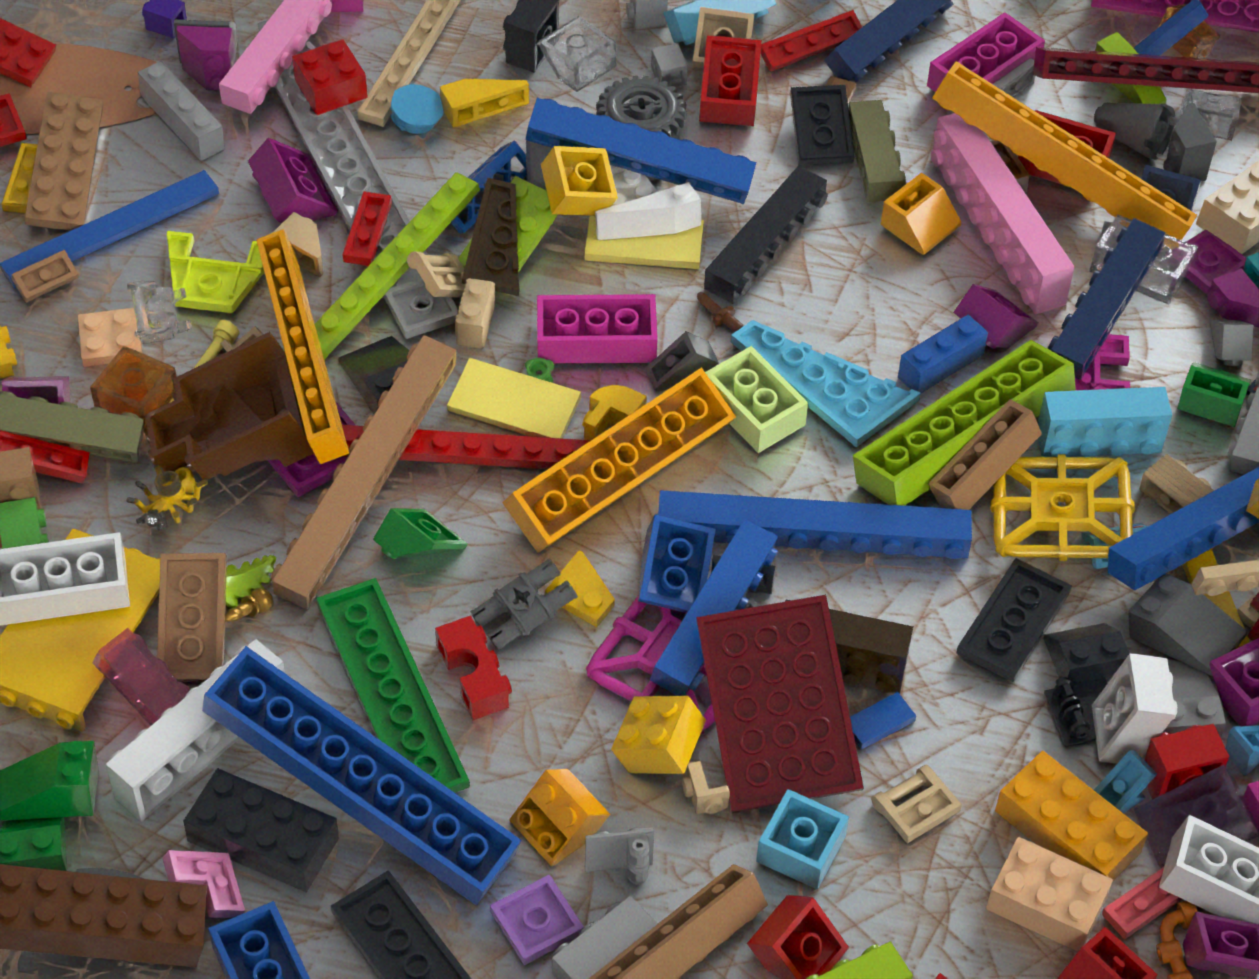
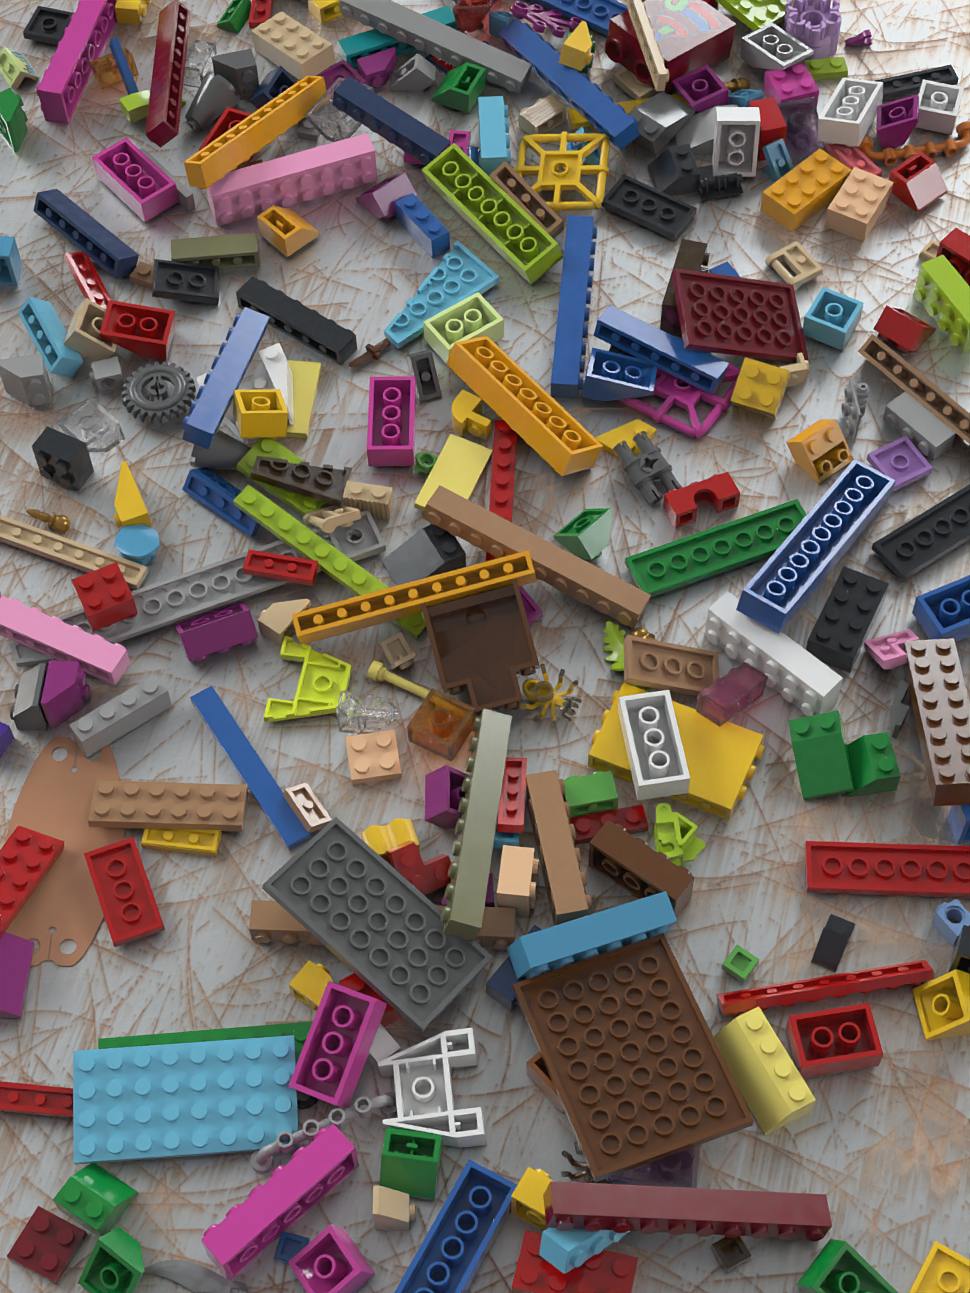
camera: 85 degrees left, 5 degrees up
(456, 47) = (59, 523): none -> pearl gold bar

